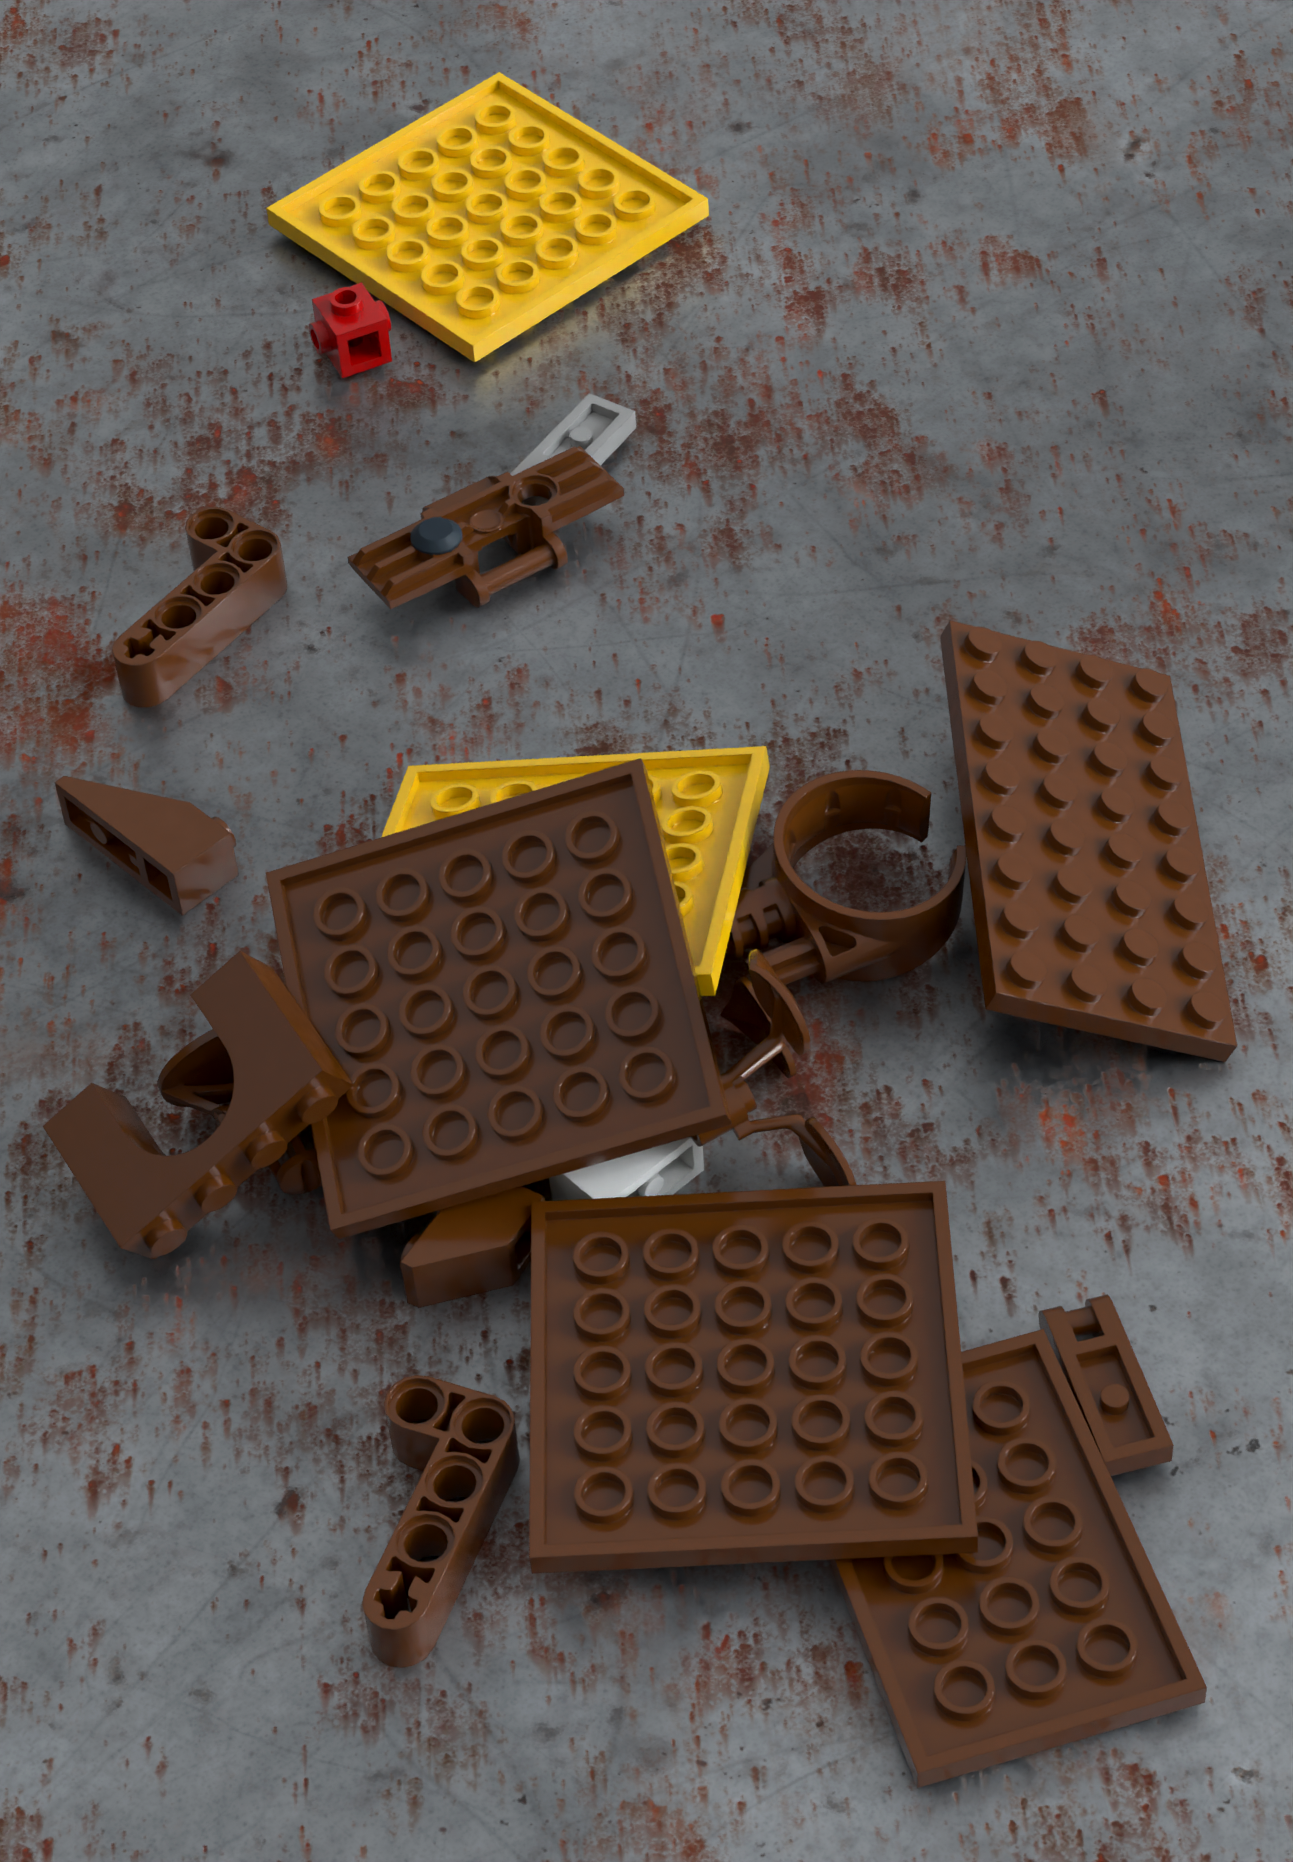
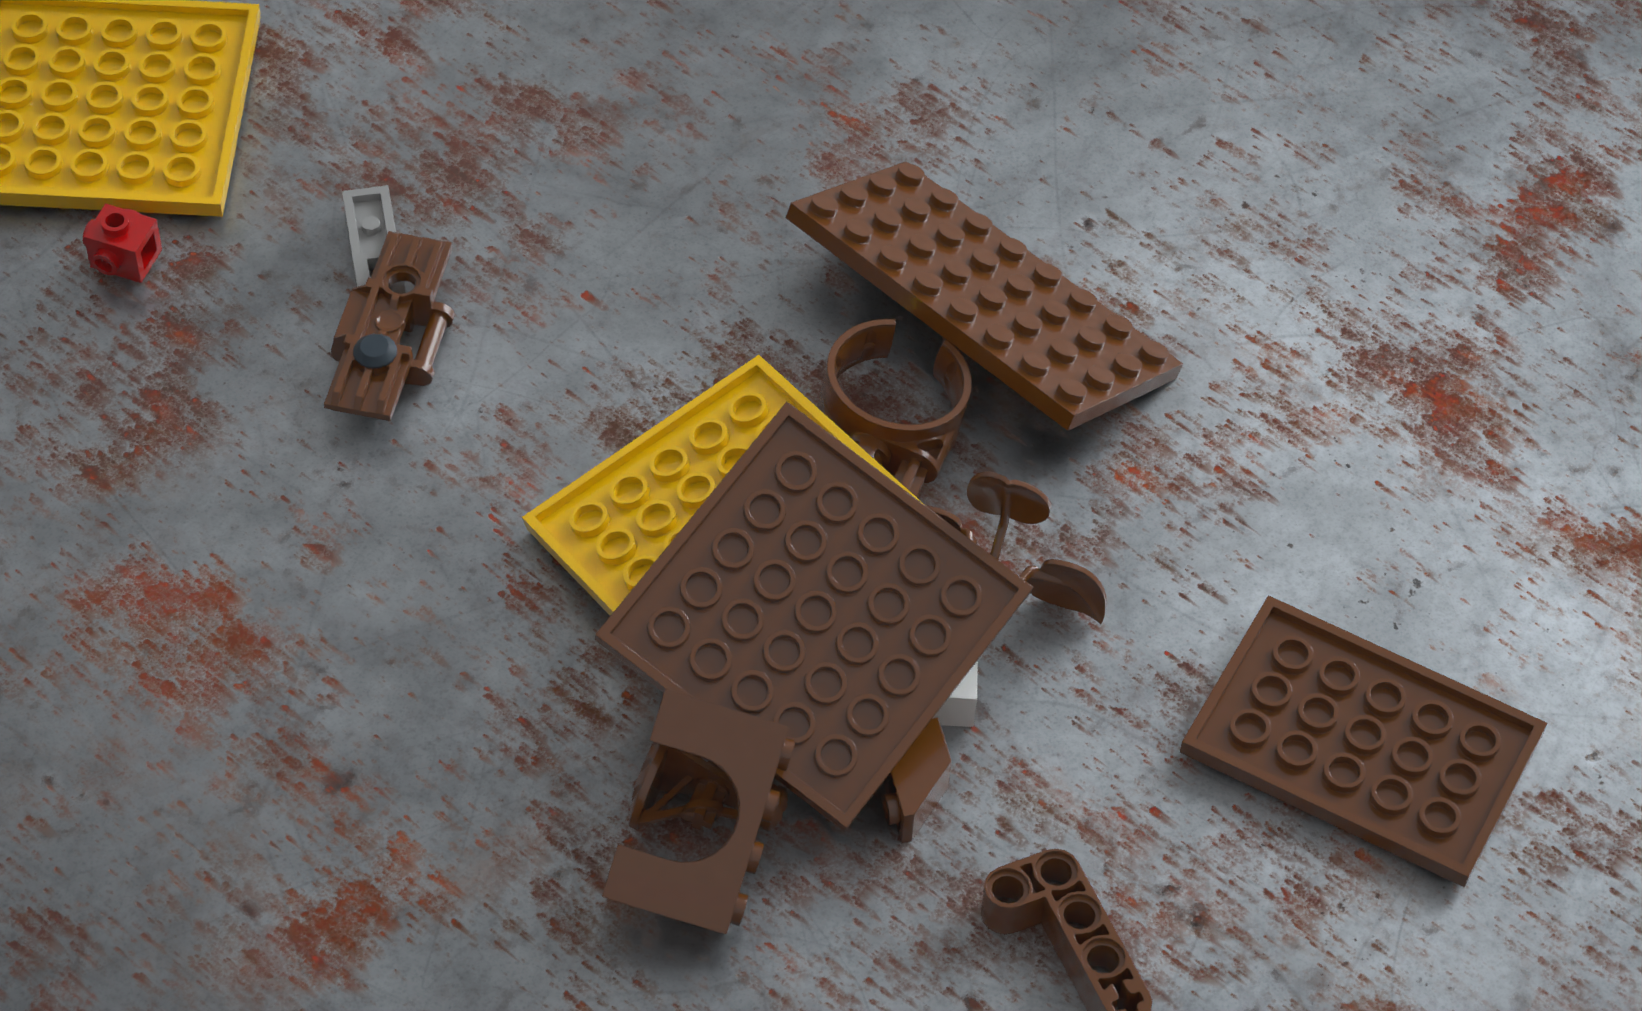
camera: 50 degrees left, 5 degrees up
(153, 838) = (413, 677): reddish brown slope -> none
(232, 585) = (250, 458): reddish brown beam -> none
(746, 1379) = (1159, 736): reddish brown plate -> none
(1108, 1385) = (1323, 597): reddish brown plate -> none

